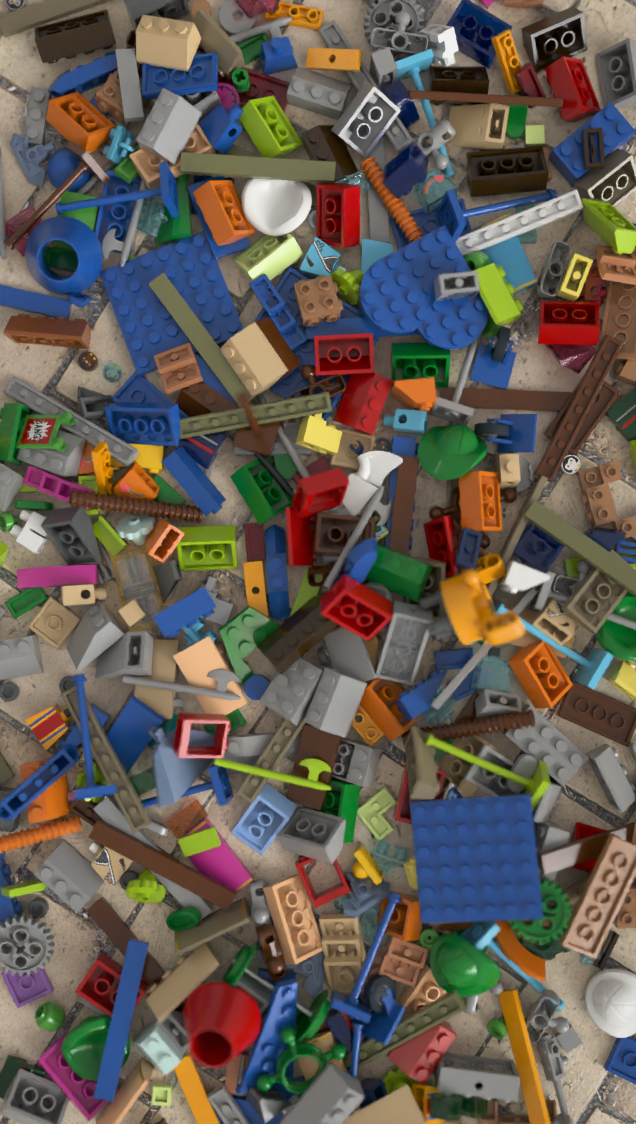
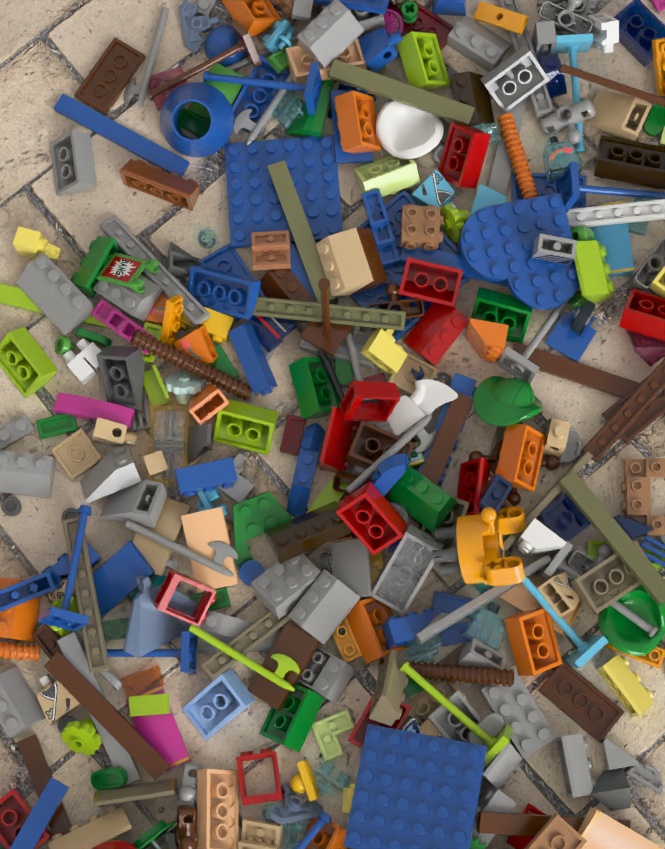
camera: 15 degrees right, 10 degrees down
(50, 725) = (41, 549): torso -> none
(78, 299) = (197, 162): blue tile -> none
(88, 361) = (187, 221): reddish brown tile -> none
(255, 578) = (281, 469): light orange tile -> none
(313, 834) = (263, 731): light grey slope -> none
(406, 170) = (538, 134): clear blue brick -> none
(415, 425) = (474, 363): medium azure torso -> none
(458, 80) = (611, 68): dark brown slope -> none
(511, 432) = (569, 402): blue plate -> none
(570, 464) = (619, 451): white tile -> none

